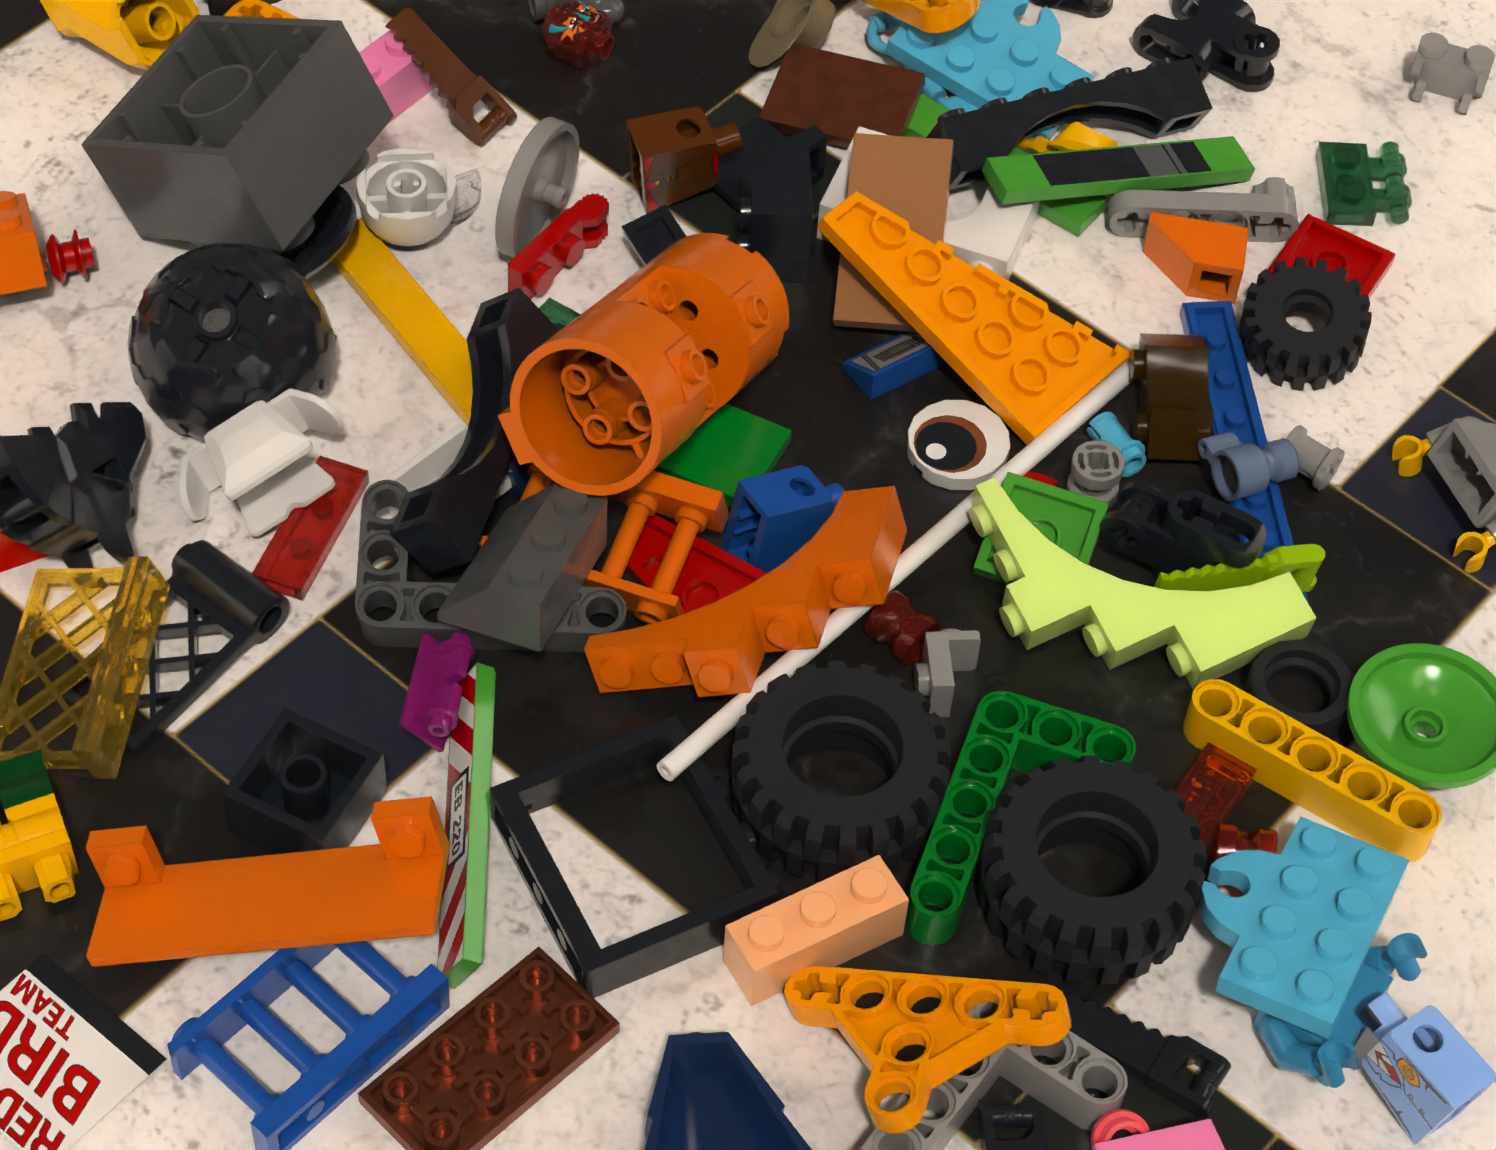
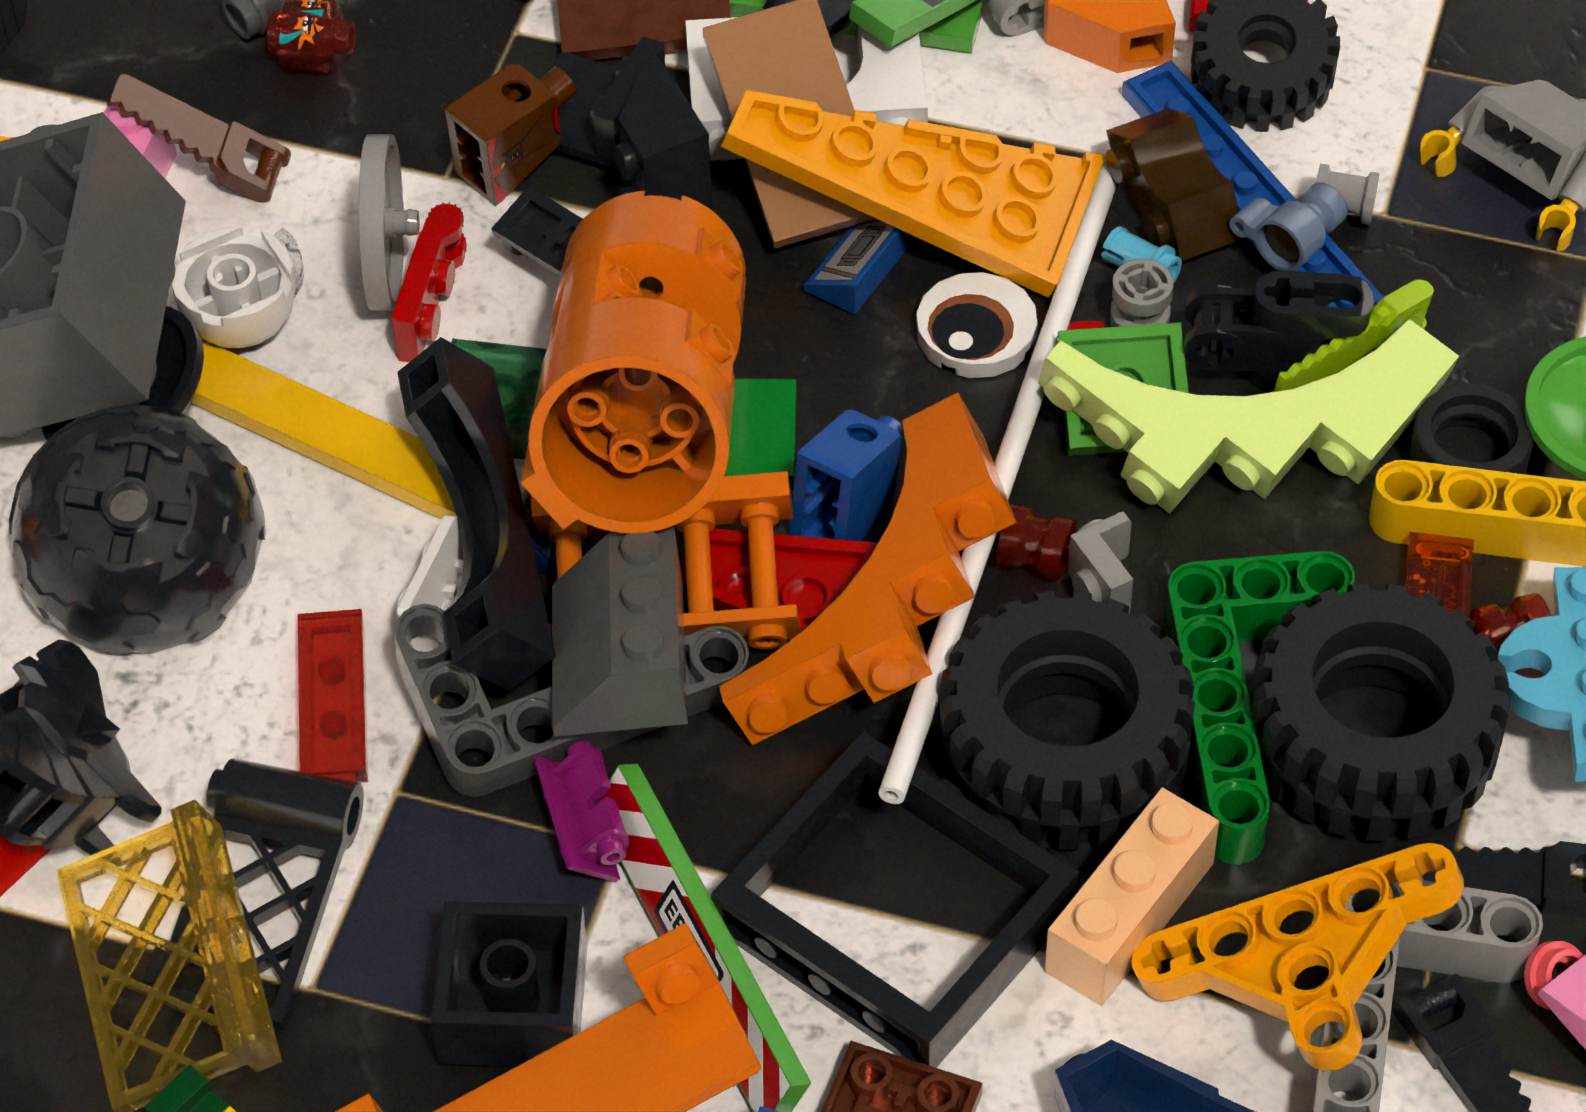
camera: 20 degrees left, 0 degrees up
(261, 460) = (248, 642): white piece -> none

